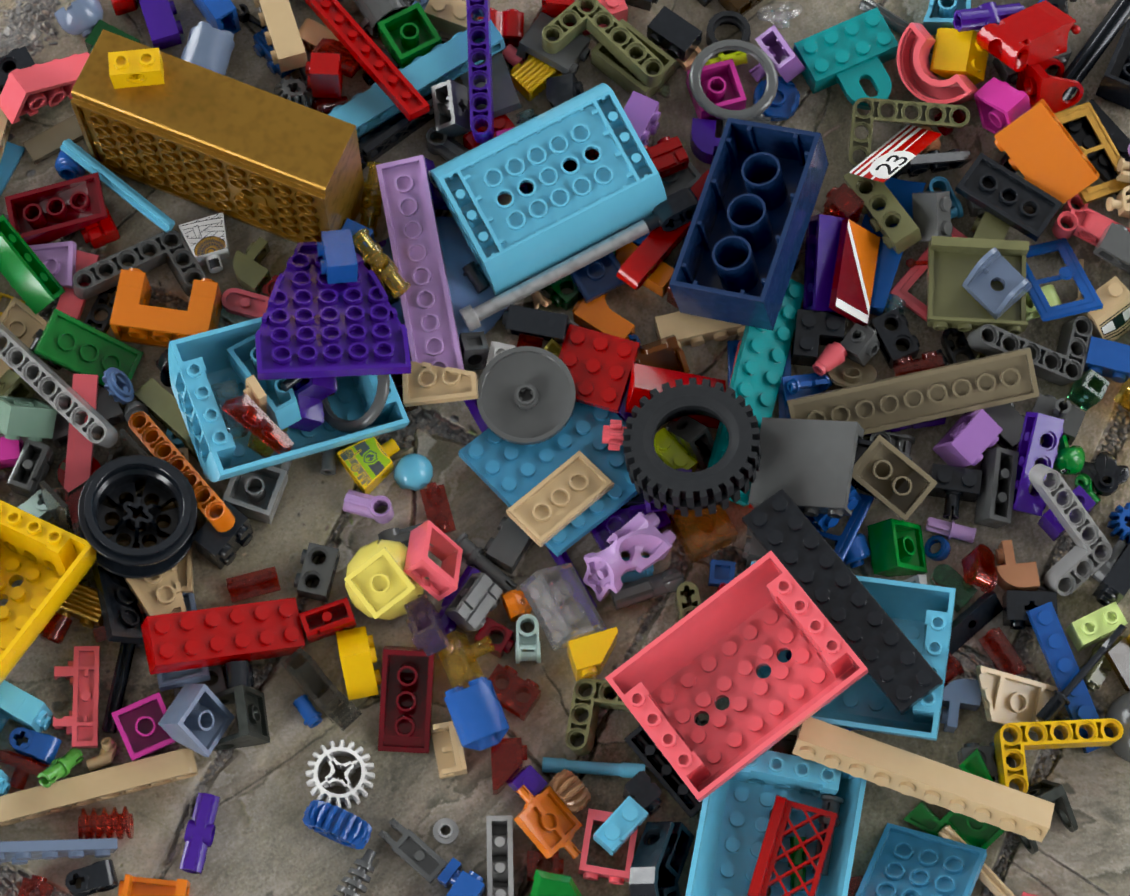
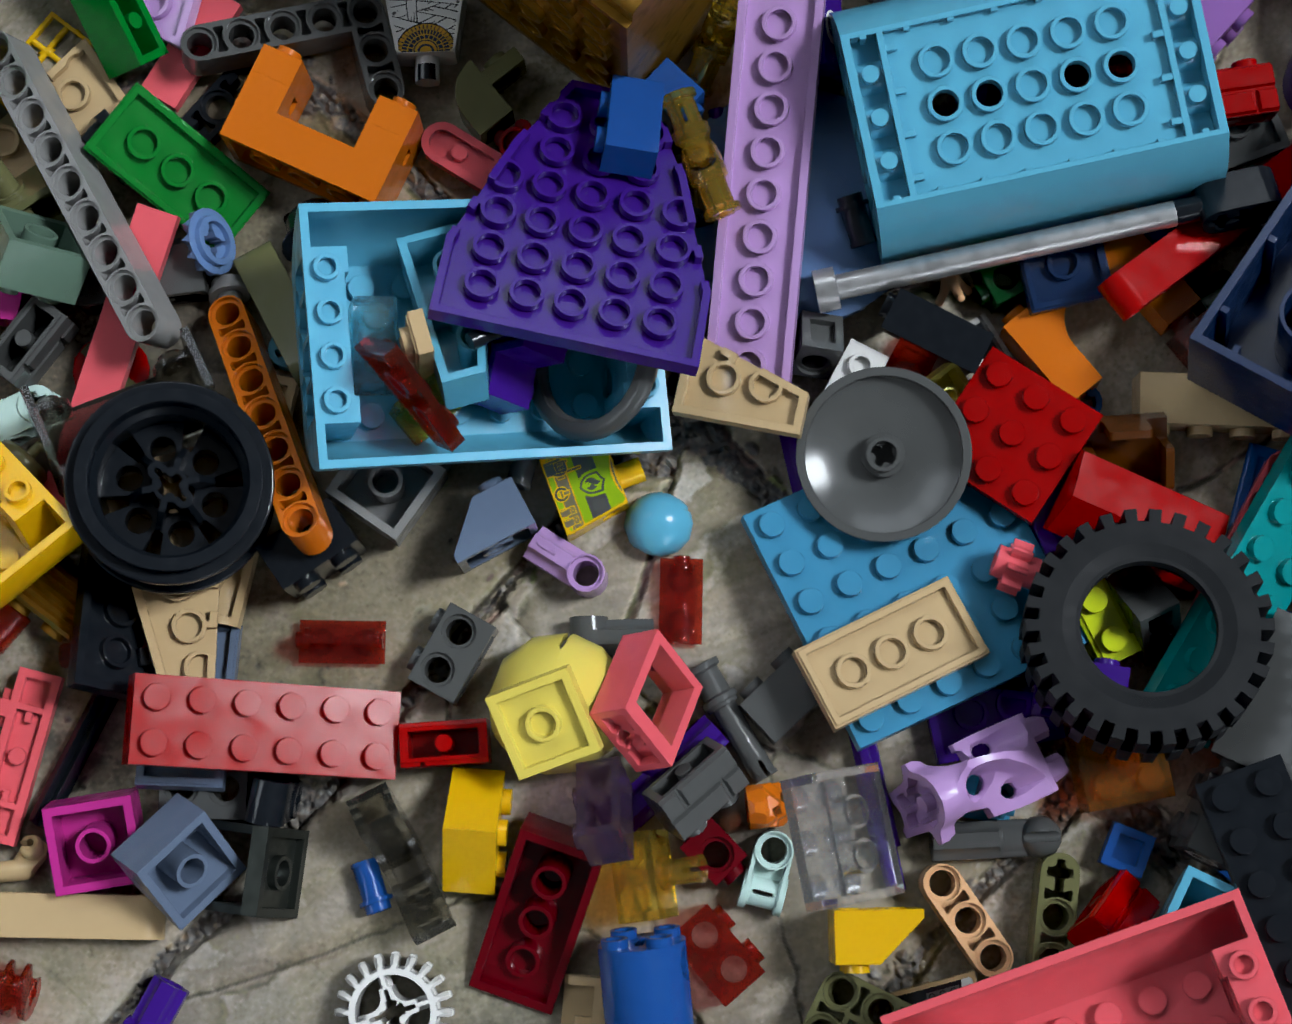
camera: 20 degrees right, 10 degrees up
(322, 493) = (493, 524): none -> sand blue slope
(637, 624) = (984, 931): none -> light nougat beam

